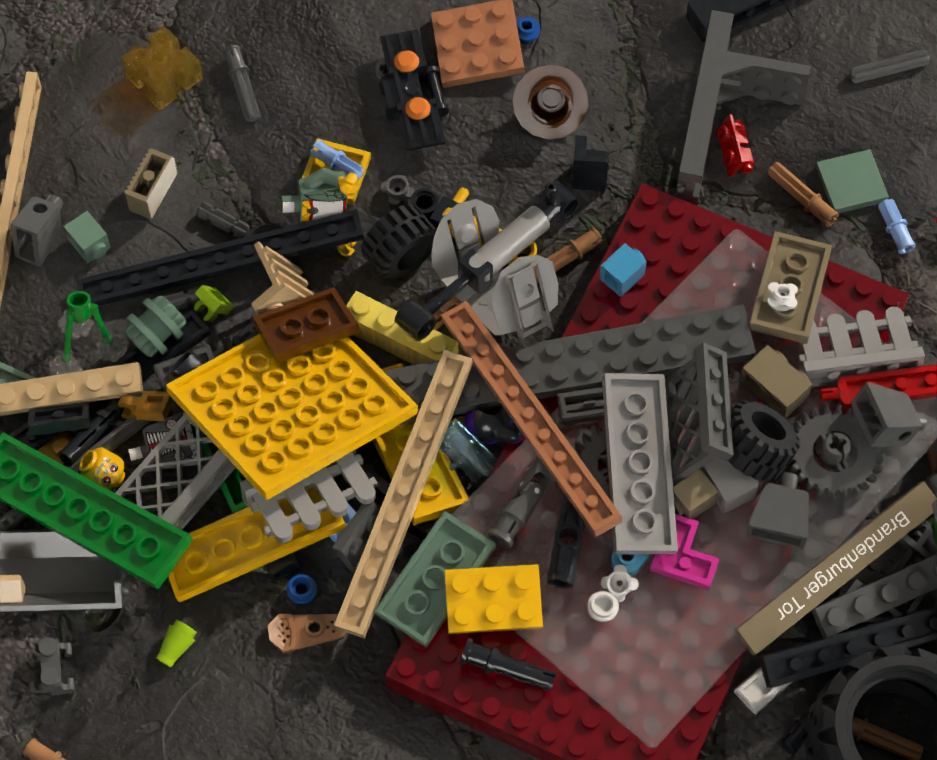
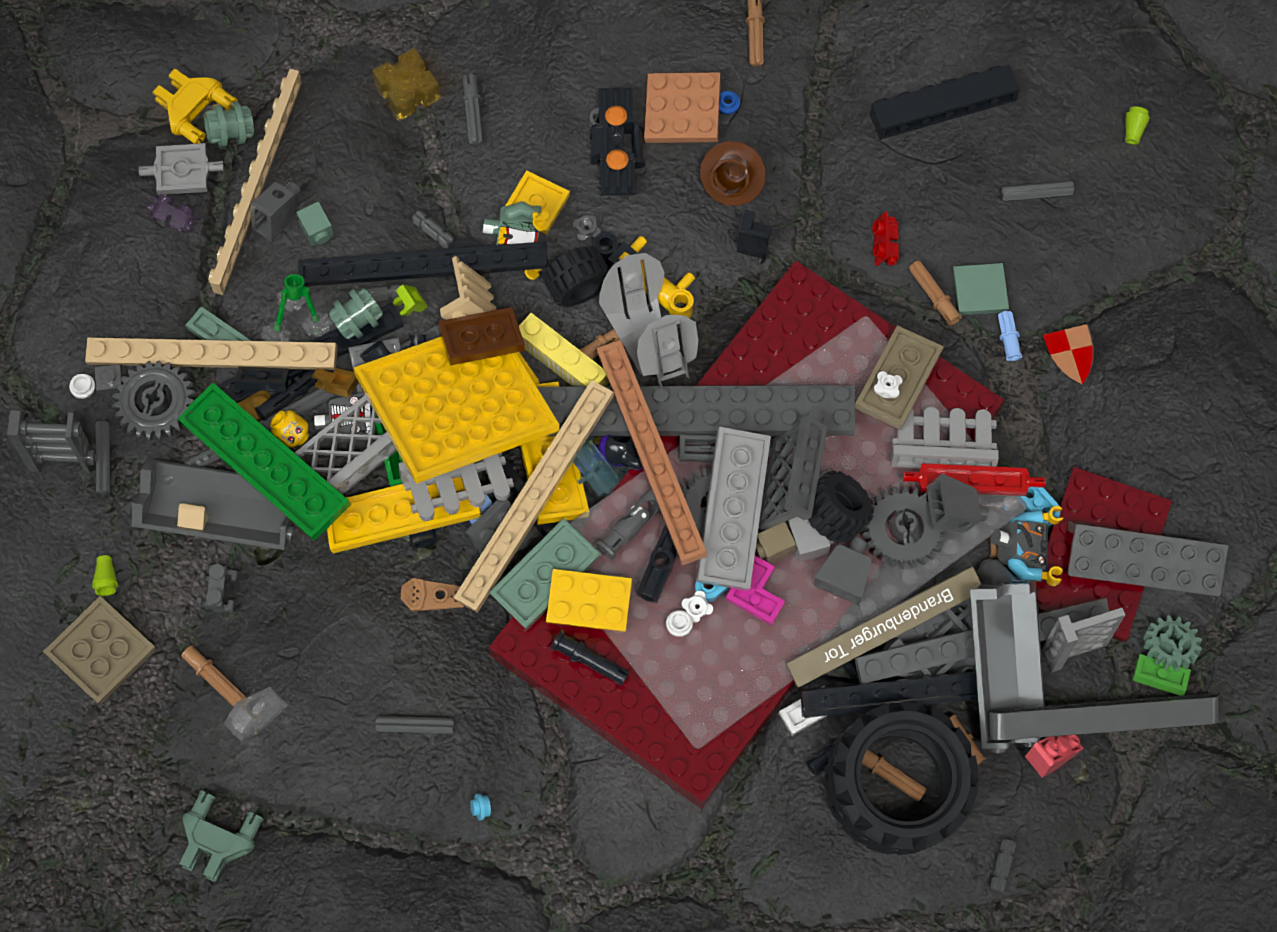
camera: 10 degrees right, 5 degrees up
(150, 183) = (377, 186): dark tan brick -> none
(176, 642) = (323, 586): lime cone -> none
(301, 581) = (436, 553): blue plate -> none
(336, 159) = (538, 194): light blue axle -> none
(479, 266) = (639, 310): black piece -> none
(574, 250) = (726, 308): medium nougat axle -> none
(623, 269) = (760, 335): dark azure brick -> none
(761, 79) = (880, 183): dark grey piece -> none
(776, 381) = (867, 457): dark tan brick -> none

